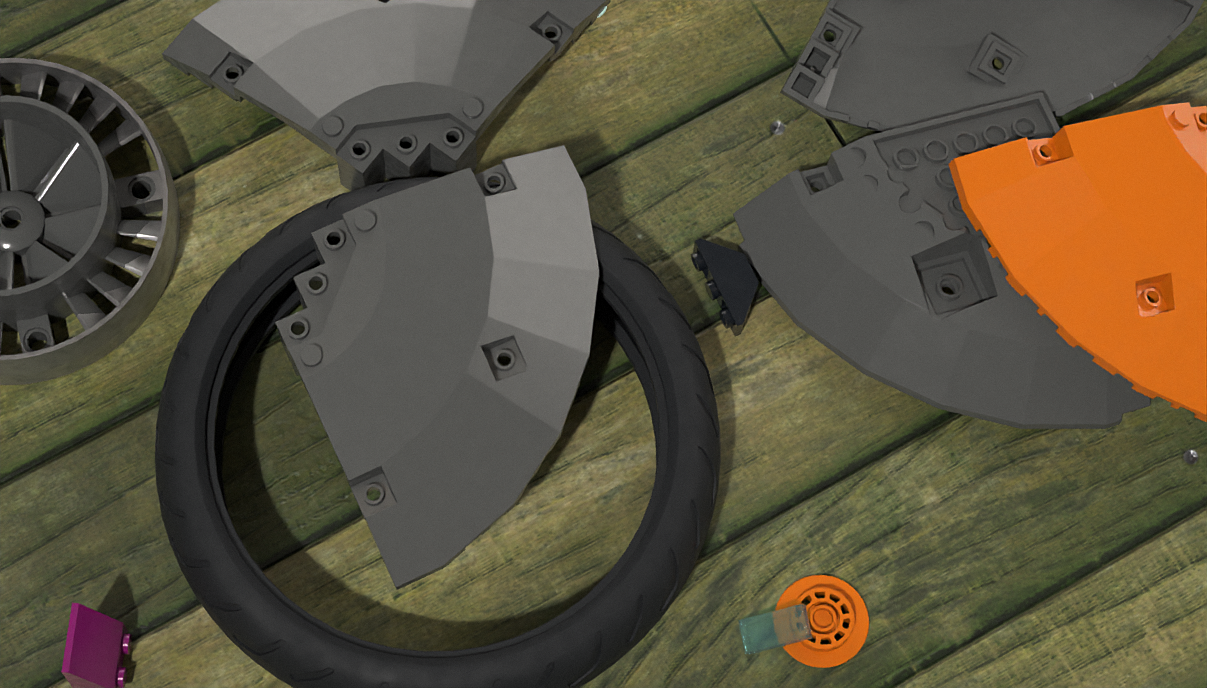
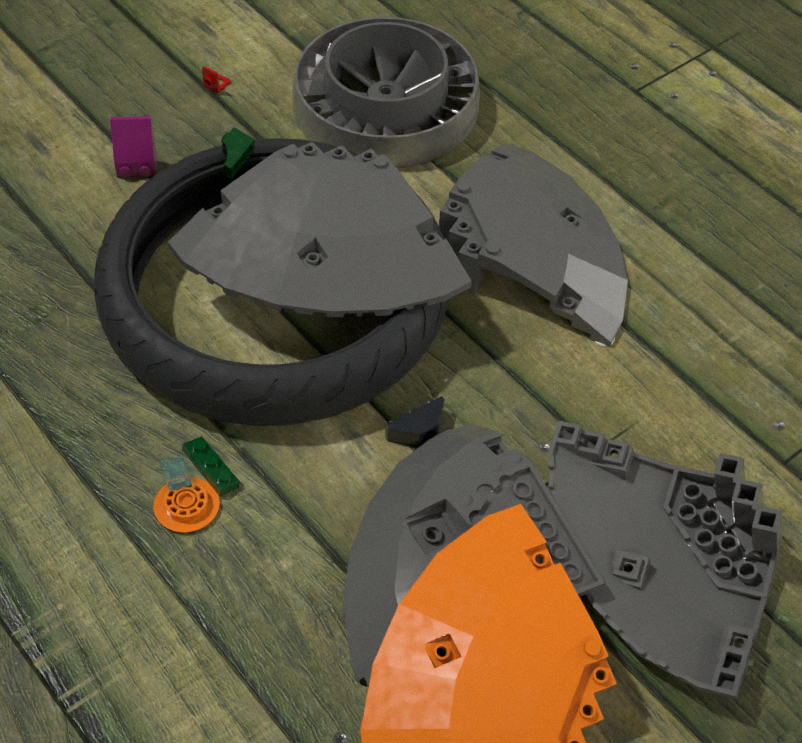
camera: 85 degrees right, 20 degrees down
(215, 458) = (238, 148): none -> dark green arch
(760, 581) = (210, 465): none -> dark green plate

